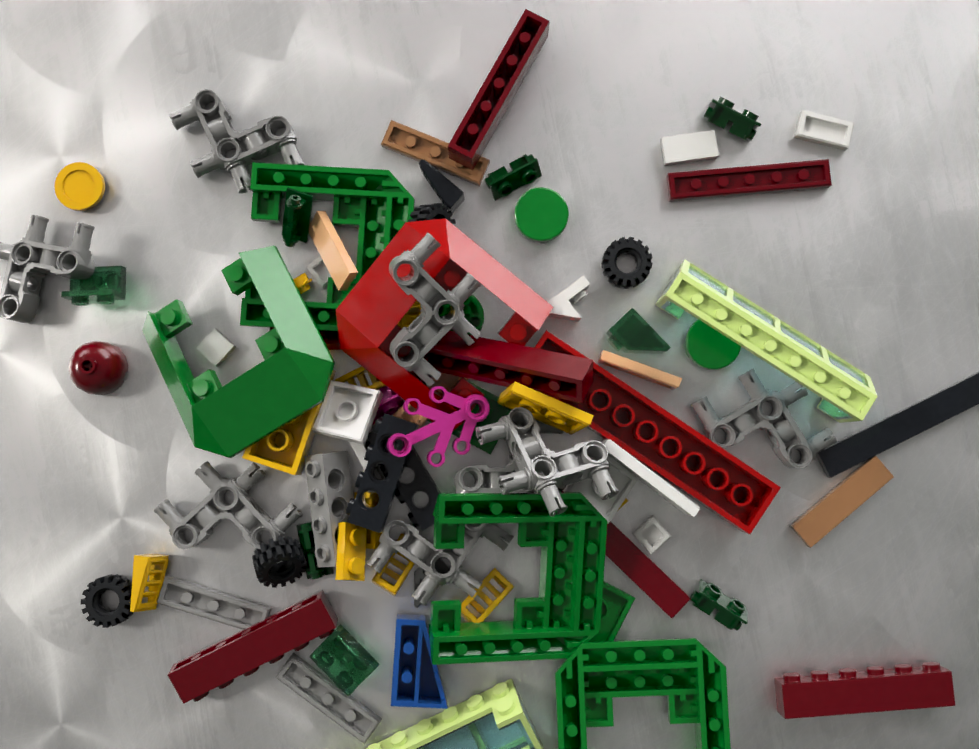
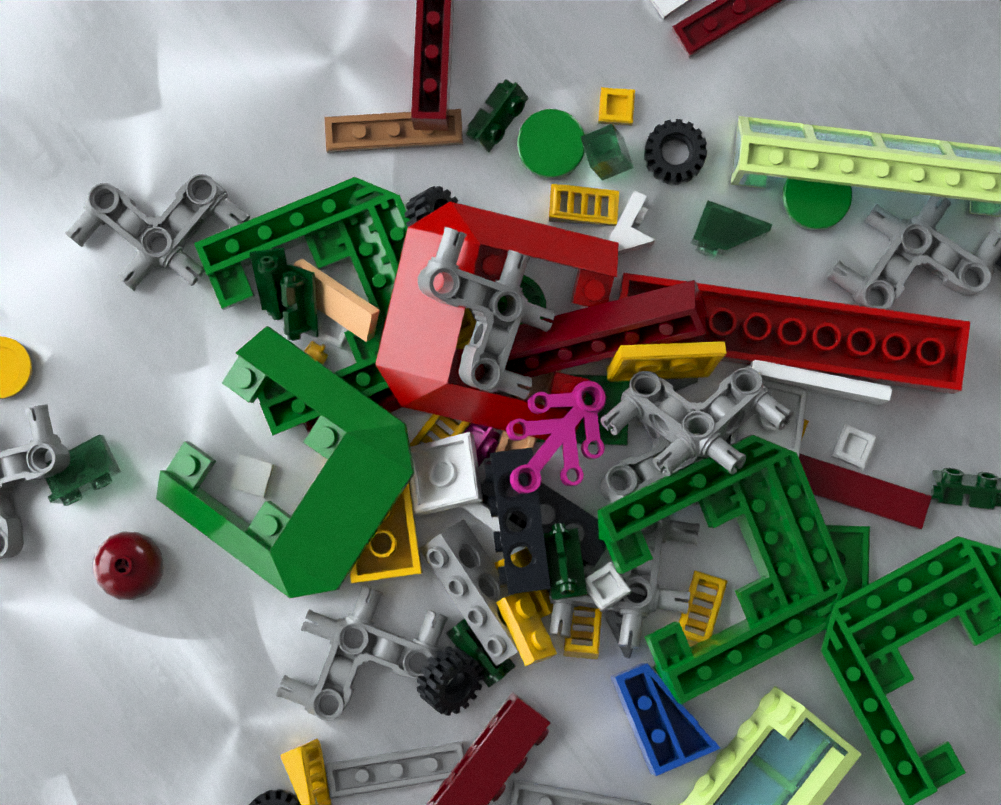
camera: 30 degrees left, 0 degrees up
(310, 230) = (300, 294): none -> dark green hinge
(344, 660) = (577, 755): clear green bracket -> none
(400, 519) = (565, 562): none -> dark green hinge
(421, 550) = (606, 586): none -> white tile
(446, 191) = (426, 167): black slope -> none
(548, 261) = (556, 215): none -> yellow slope
(577, 239) = (607, 152): none -> clear green brick
(600, 211) = (616, 106): none -> yellow tile
(639, 370) = (749, 267): light nougat tile -> none

